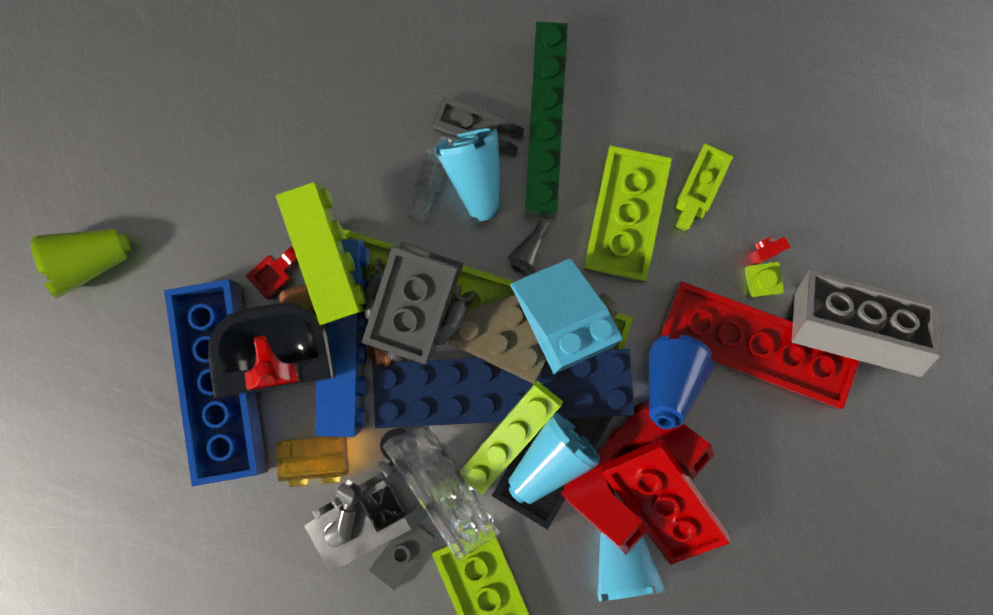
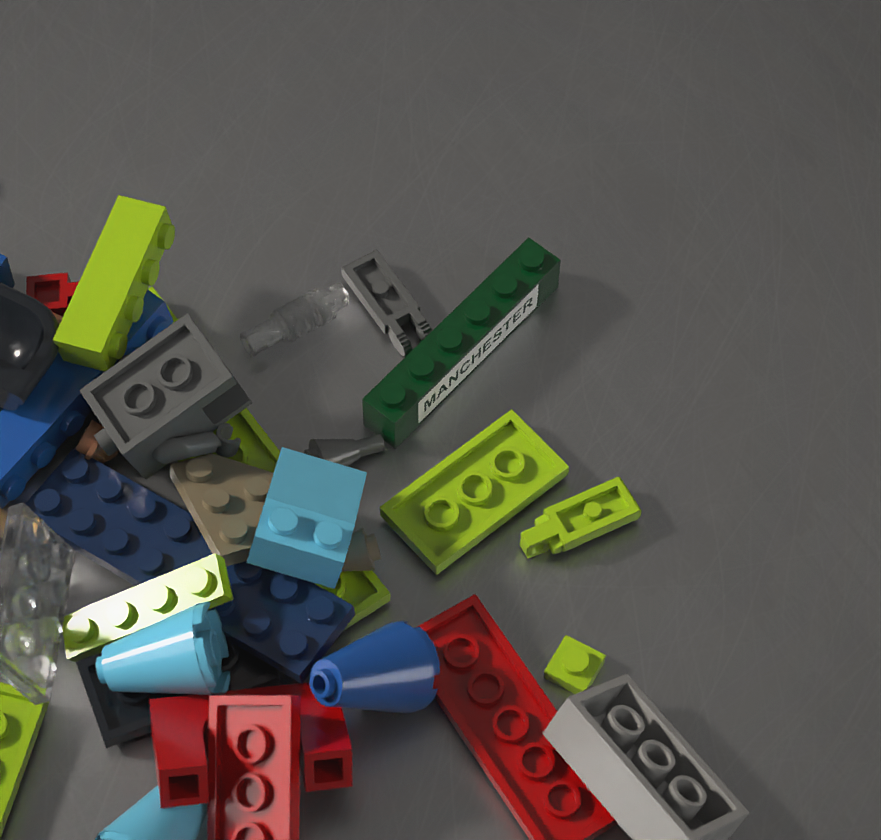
camera: 30 degrees right, 25 degrees down
(474, 170) = (342, 331): medium azure cone -> none
(768, 248) = (602, 632): red plate -> none

